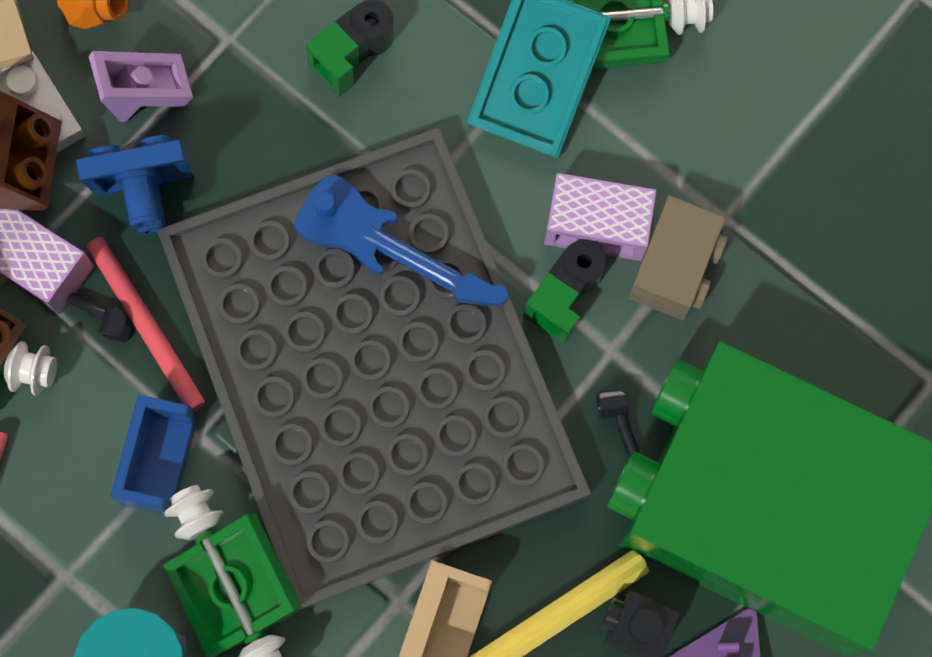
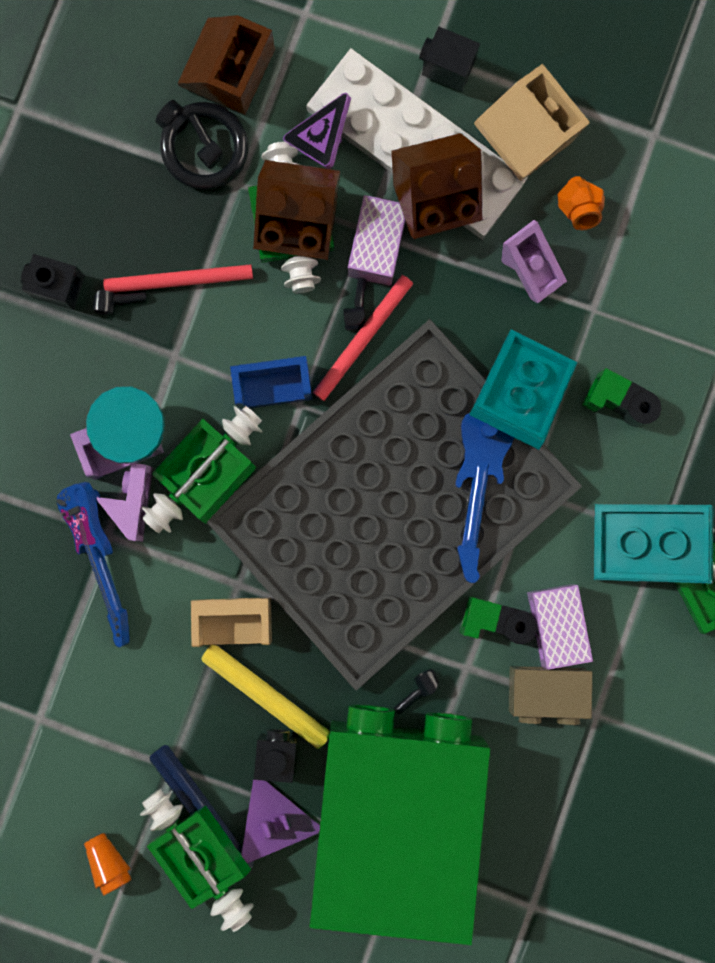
camera: 75 degrees right, 10 degrees up
(138, 175) = (459, 291): blue plate -> none
(292, 148) = (524, 389): none -> teal tile

